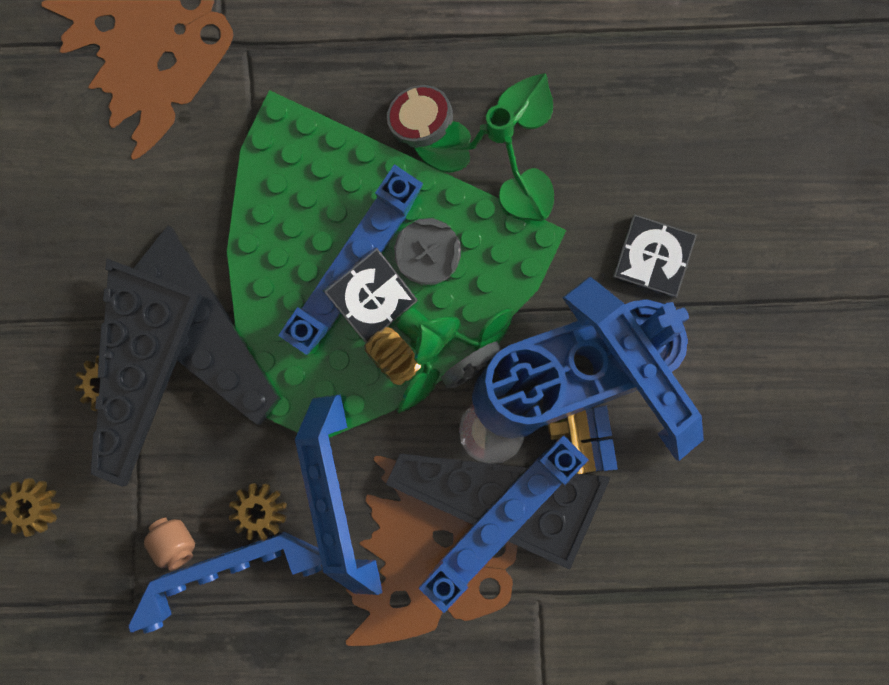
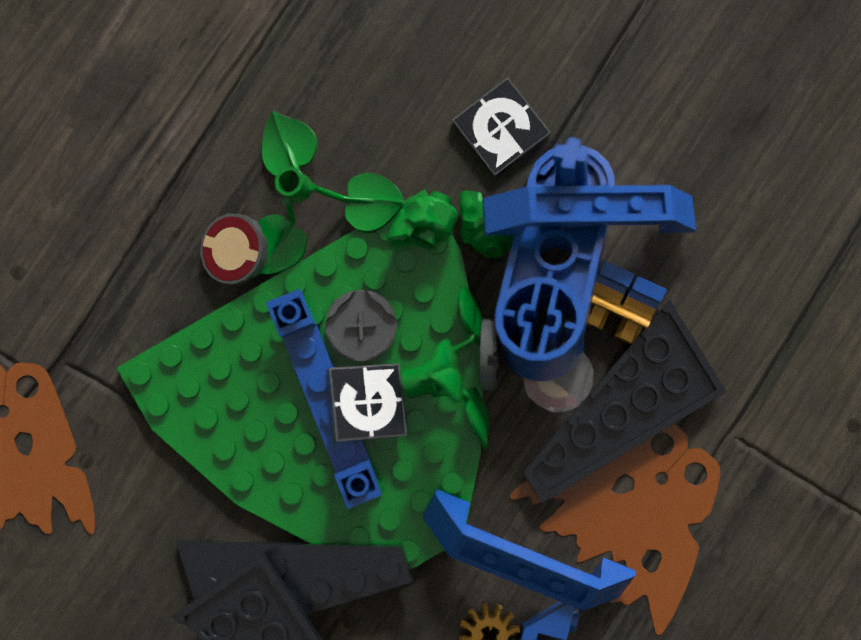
camera: 60 degrees left, 0 degrees up
(392, 356) = (434, 419): pearl gold gear -> none
(501, 522) = (644, 423): blue slope -> none
(544, 244) = (424, 219): none -> green head
(557, 309) = (473, 227): none -> green head

